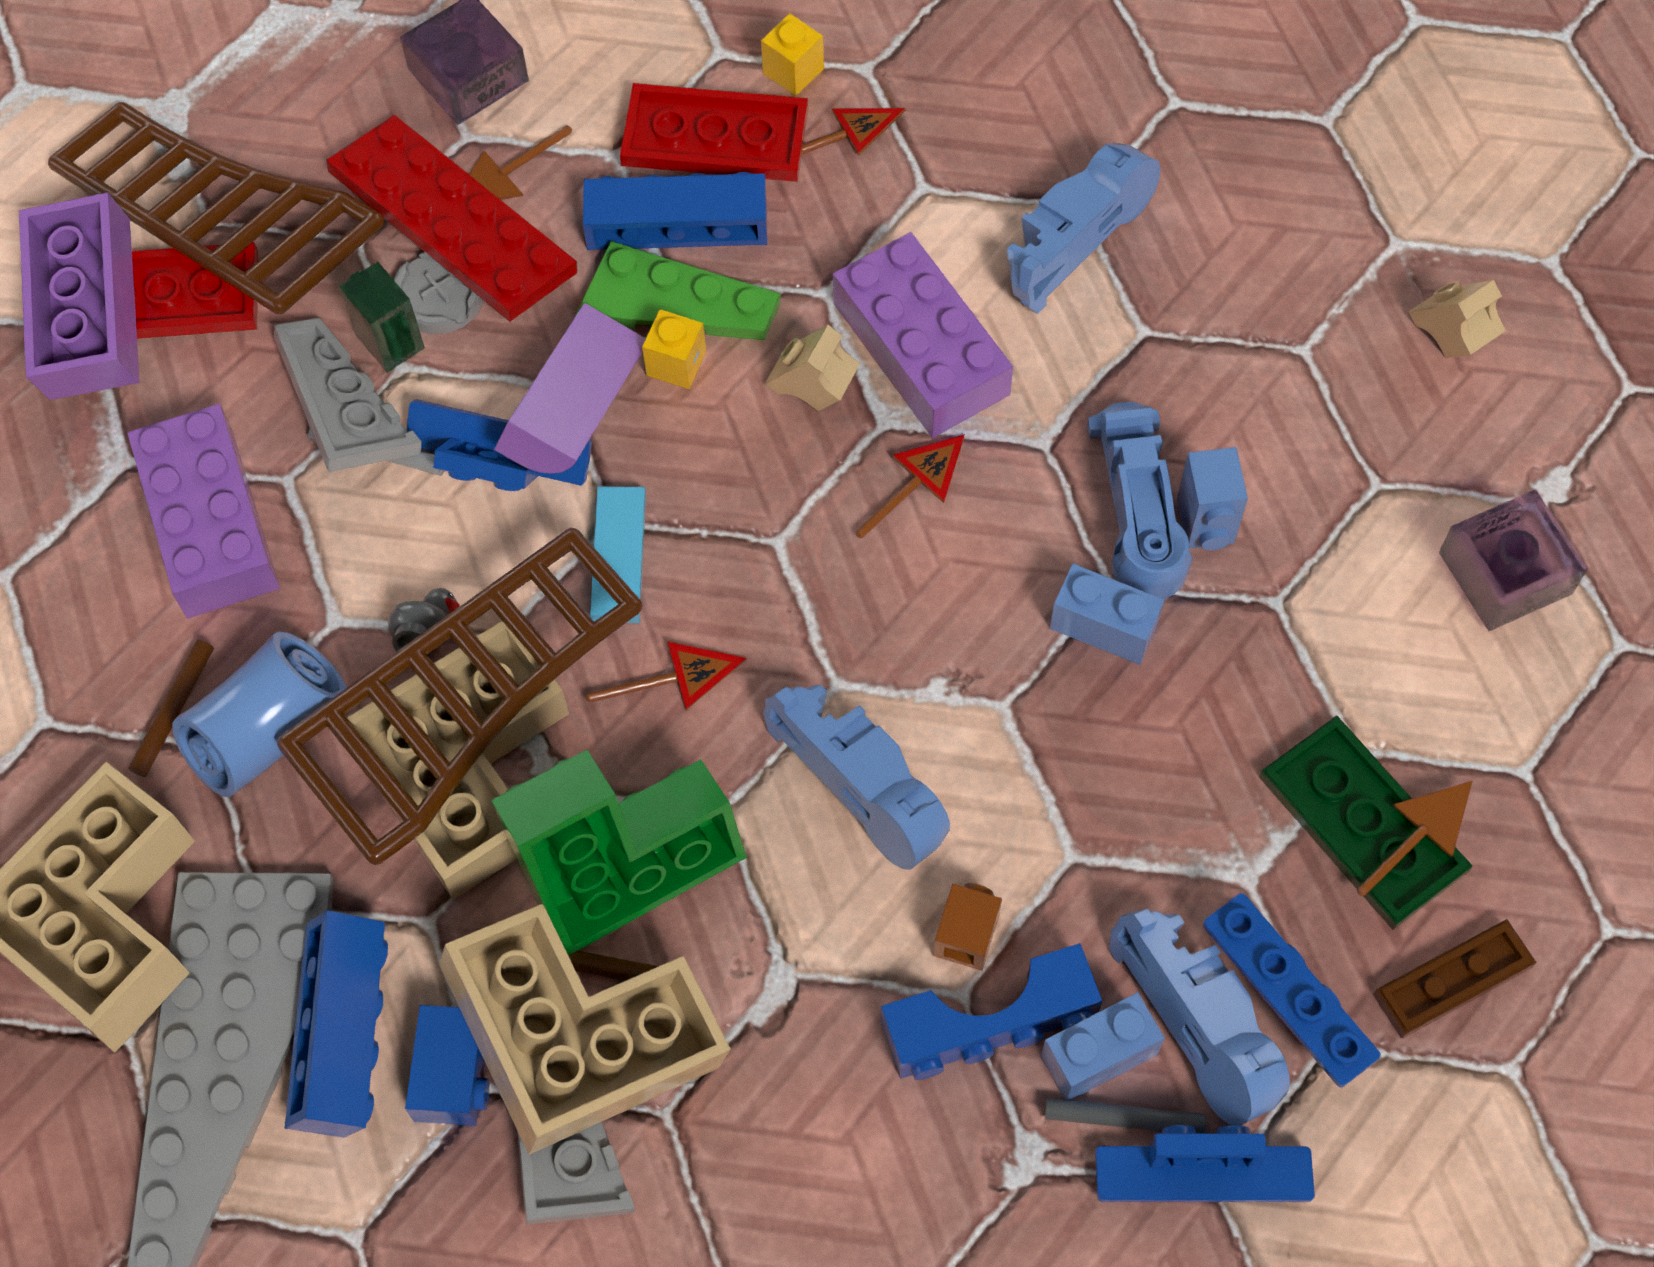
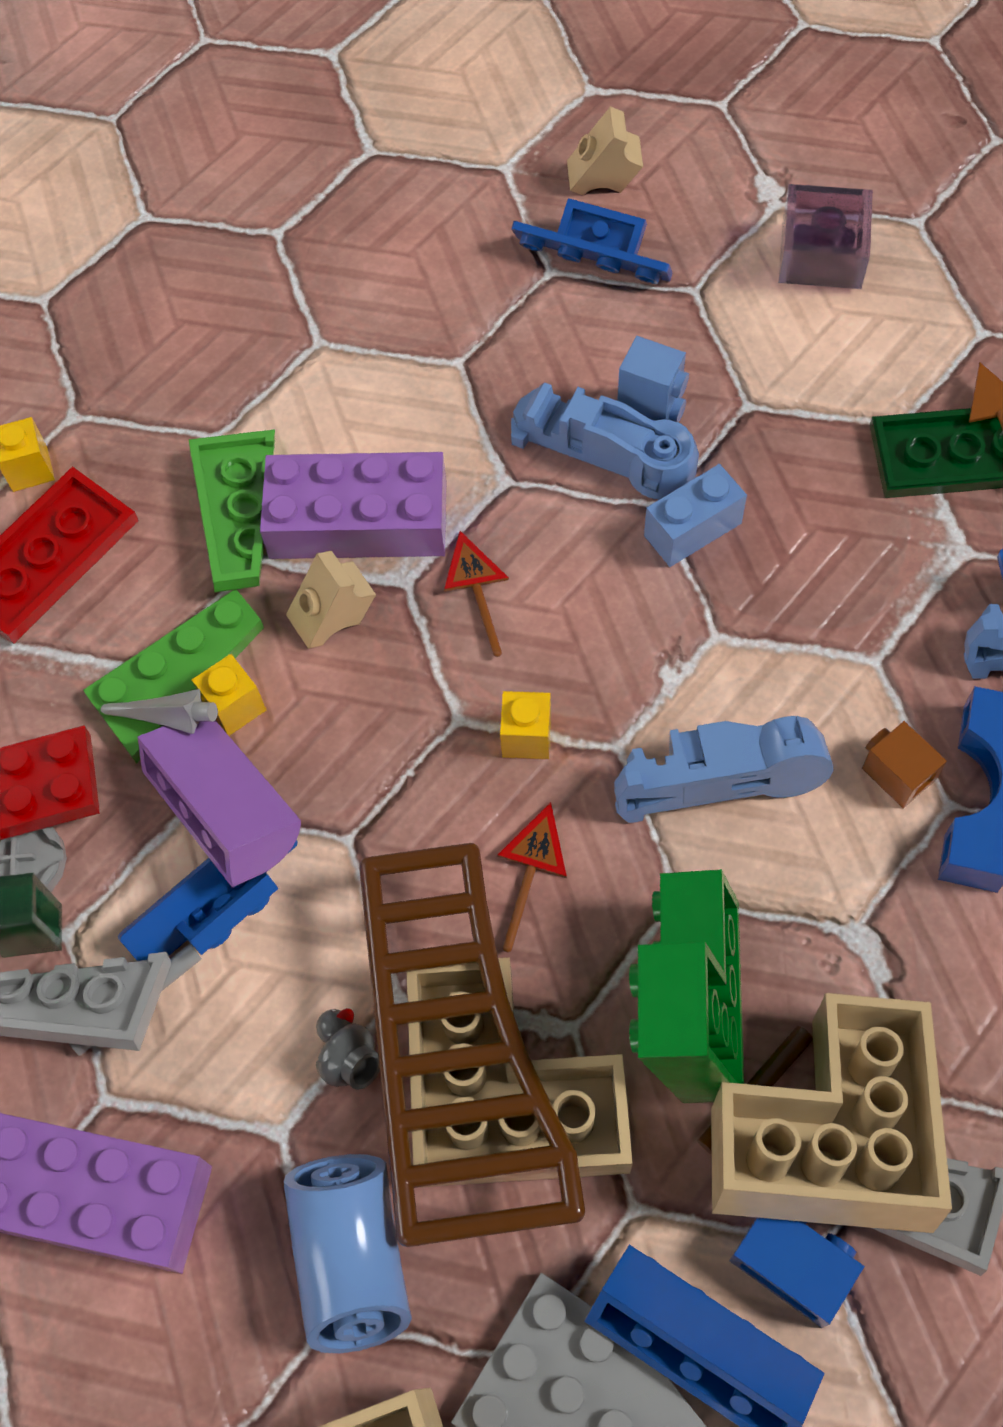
camera: 55 degrees left, 0 degrees up
(171, 708) = (270, 1339): reddish brown bar -> none
(619, 541) = (366, 834): medium azure tile -> none
(625, 315) = (176, 711): none -> light grey piece
(675, 211) = (95, 623): blue brick -> none
(797, 592) = (525, 725): none -> yellow brick
(859, 125) = (123, 448): piece -> none
(864, 225) = (230, 501): none -> bright green wing
(1078, 218) = (337, 344): medium blue piece -> none
(1365, 366) = (598, 236): none -> blue bracket

